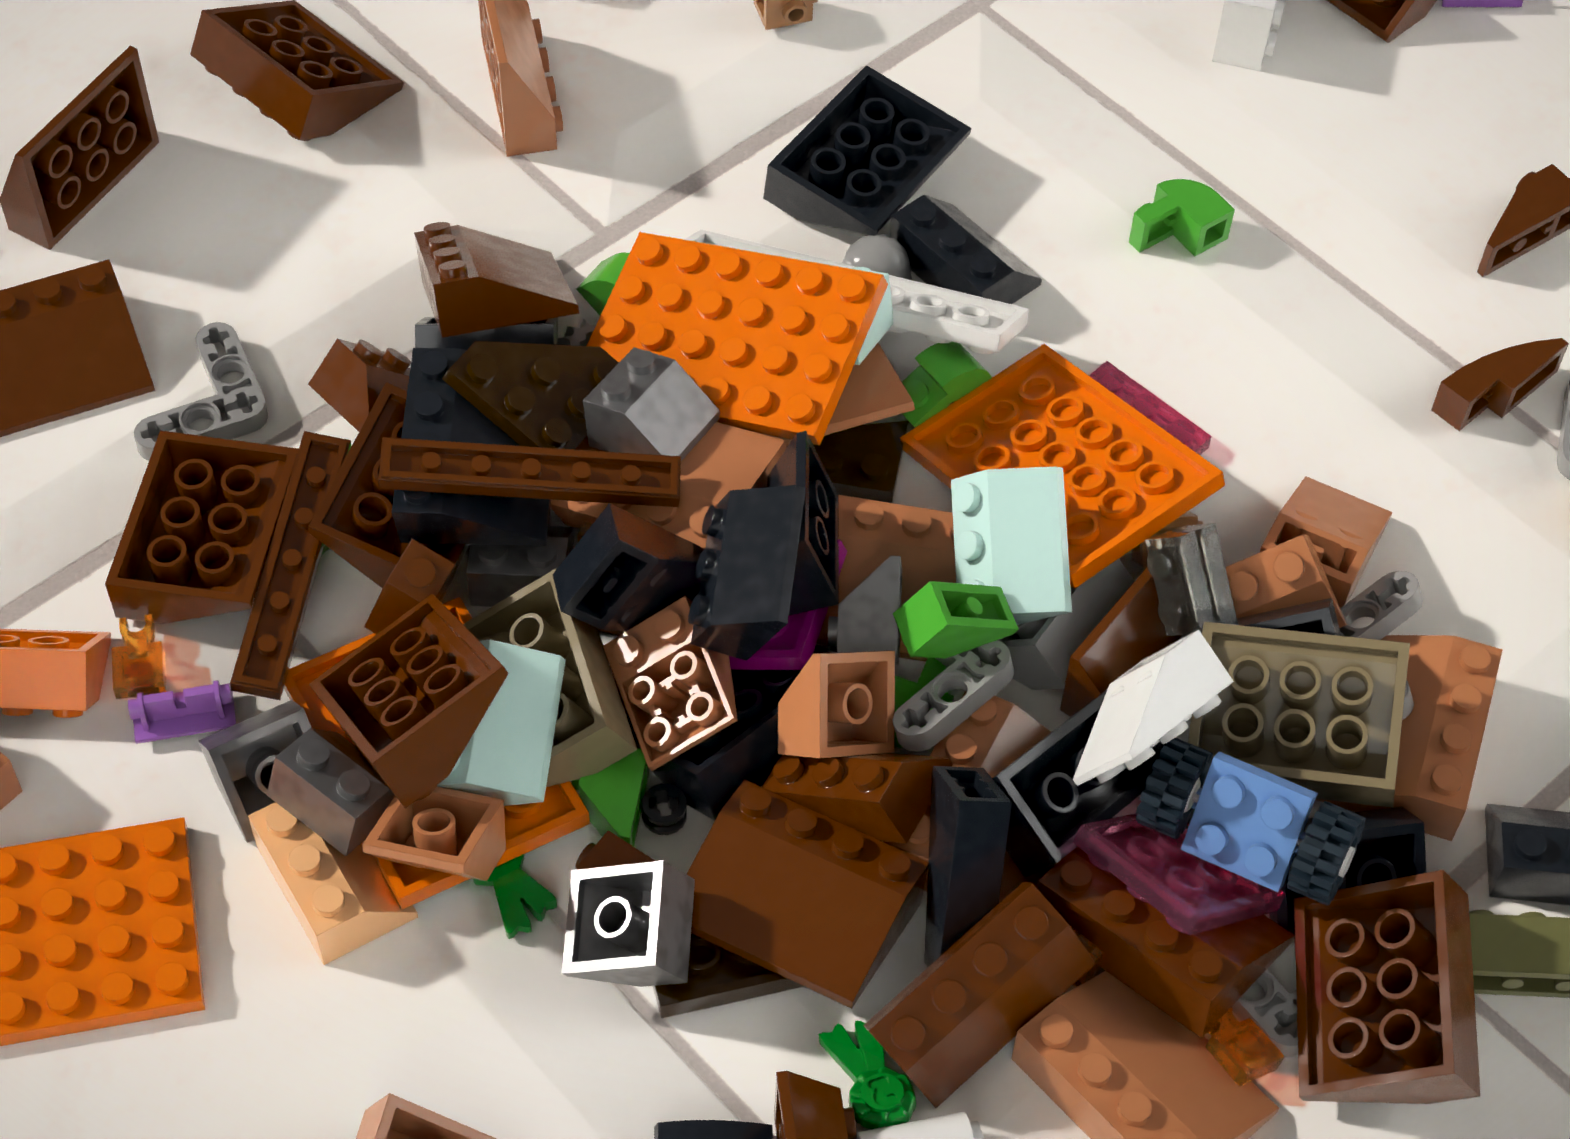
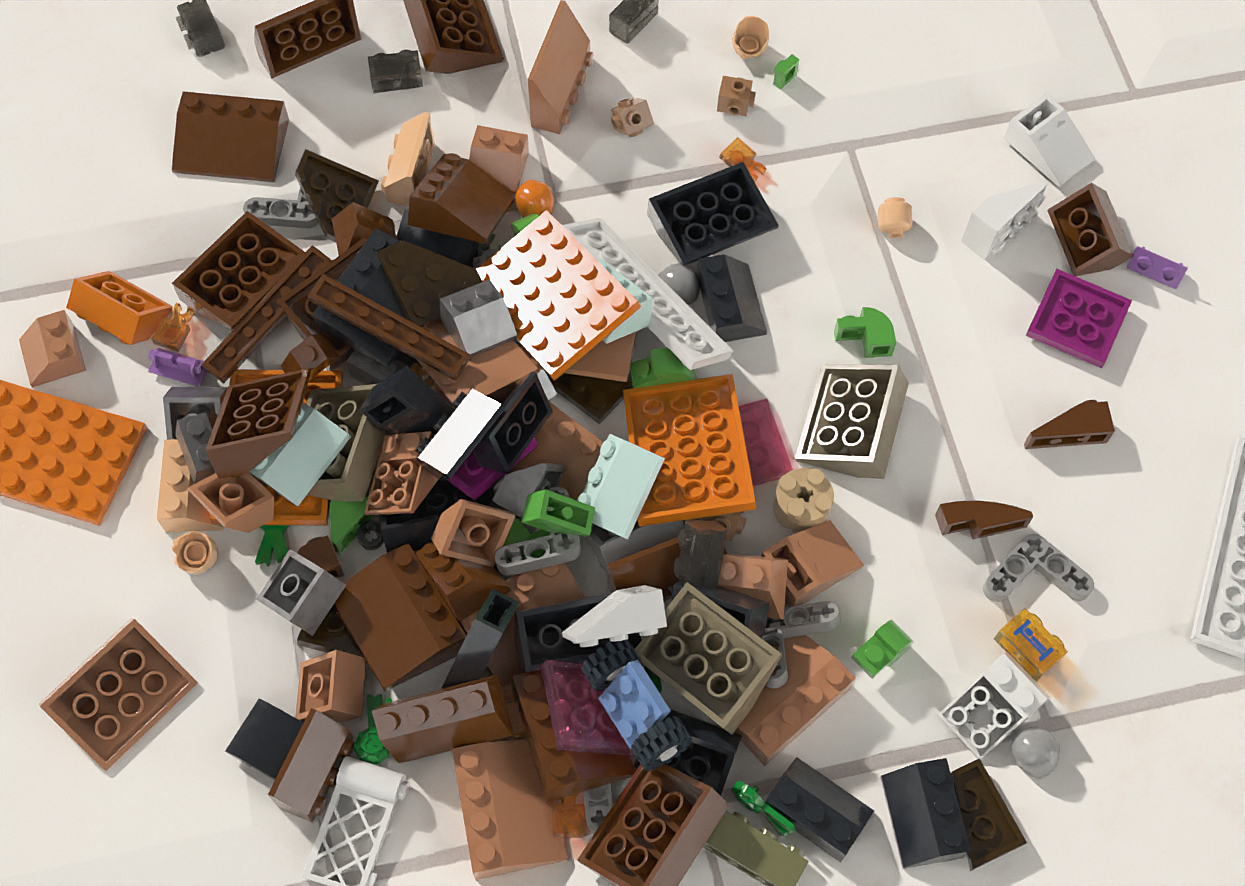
camera: 30 degrees right, 10 degrees up
(251, 158) = (395, 71): none -> clear smoke brick
(272, 357) = (332, 188): none -> dark brown plate
(362, 266) = (410, 159): none -> light nougat slope
(404, 961) = (195, 552): none -> light nougat hair
(496, 200) = (500, 154): none -> nougat slope
(585, 242) = (534, 198): none -> orange hair
(656, 78) = (631, 116): none -> medium nougat brick
(750, 1039) = (332, 686): none -> nougat slope
(839, 68) = (740, 152): none -> clear orange plate
(1111, 61) = (895, 217): none -> light nougat head
(1241, 334) = (853, 419): none -> dark tan slope
(1259, 463) = (803, 499): none -> tan brick
(1434, 87) = (1079, 318): none -> magenta plate
(1503, 599) = (882, 649): none -> bright green brick
(1521, 894) = (753, 802): none -> green piece

